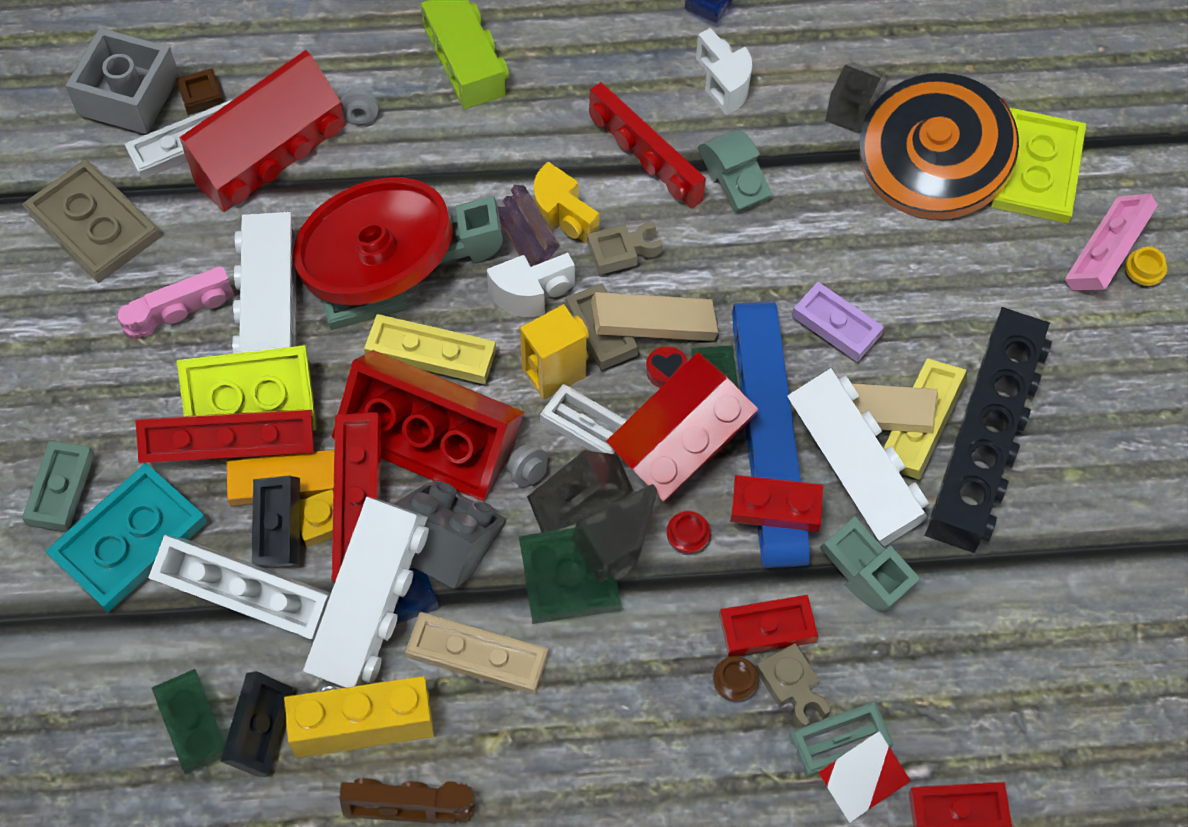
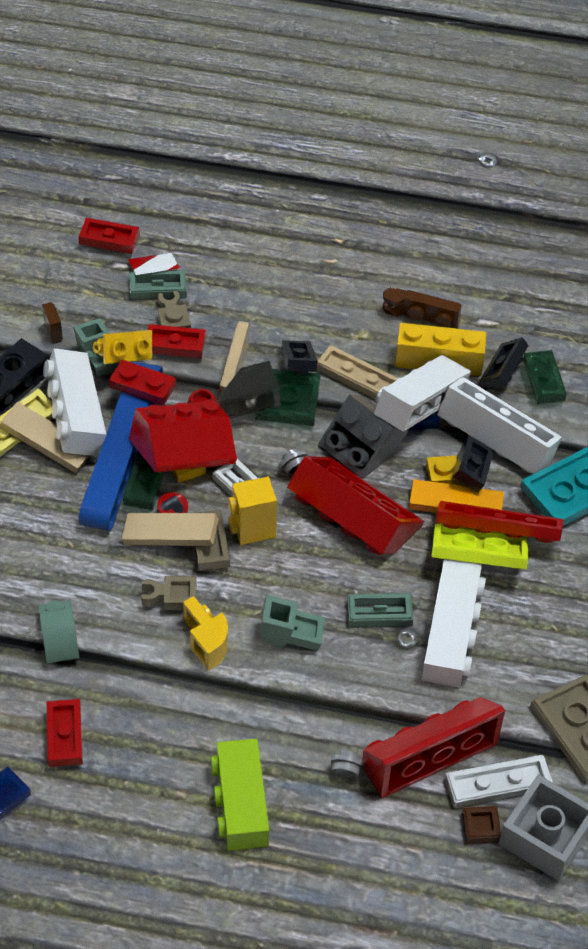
camera: 165 degrees left, 10 degrees down
(174, 302) = (523, 632): bright pink hinge -> none
(355, 476) = (415, 463): red plate -> none
(373, 241) = (363, 631): red dish -> none
(432, 348) = (340, 554): light yellow plate -> none
(522, 232) = (240, 622): clear purple tile -> none
(523, 288) = (258, 577): white brick -> none
(572, 634) = (299, 357): none -> black plate
(579, 490) = (263, 434): clear smoke slope -> none
(645, 144) = (117, 655): red plate -> none
(665, 605) = (236, 354): none -> tan tile
(676, 67) = (64, 733): none -> red plate
(726, 71) = (23, 709): white brick -> none
(735, 679) = (207, 320): reddish brown plate -> none
(815, 569) = (125, 346): none -> yellow hinge
(837, 321) = (38, 501): lavender plate -> none
(959, 601) = (52, 322): none -> reddish brown tile

